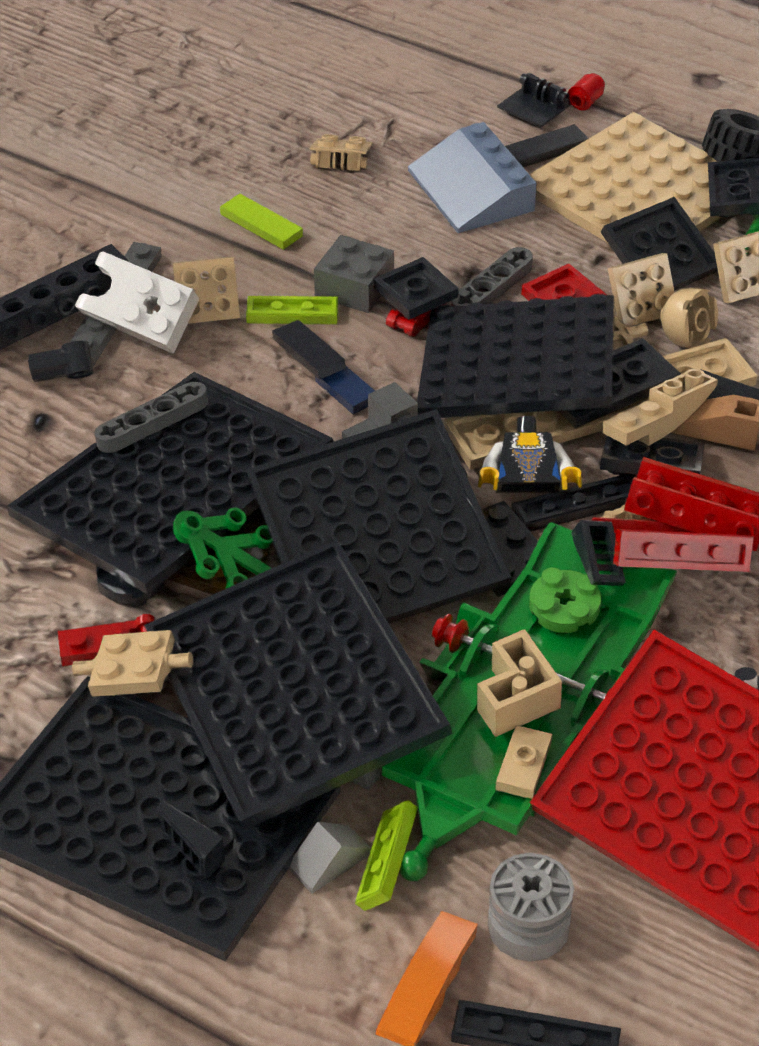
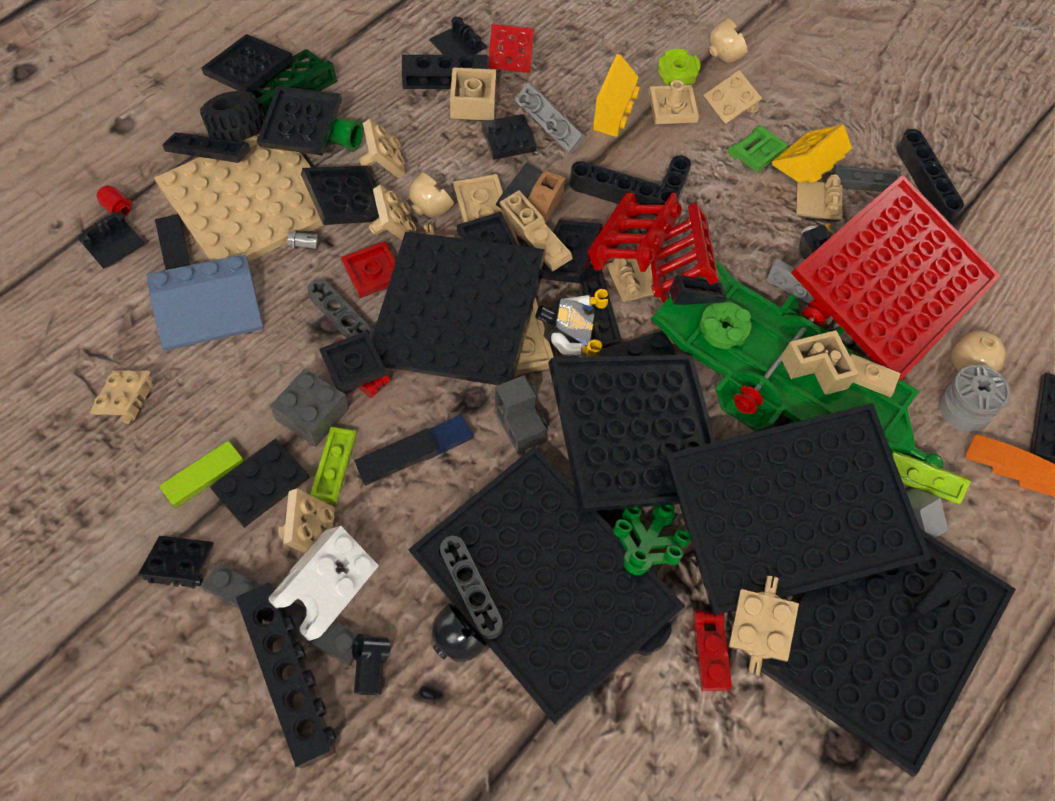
camera: 85 degrees left, 15 degrees up
(92, 409) = (455, 636): none -> black cylinder
(159, 219) = (176, 561): none -> black hinge
(263, 261) = (259, 482): none -> black plate
(586, 230) = (302, 240): none -> light grey pin
(627, 936) = (979, 349): none -> tan cylinder
(689, 134) = (206, 147): none -> black tile

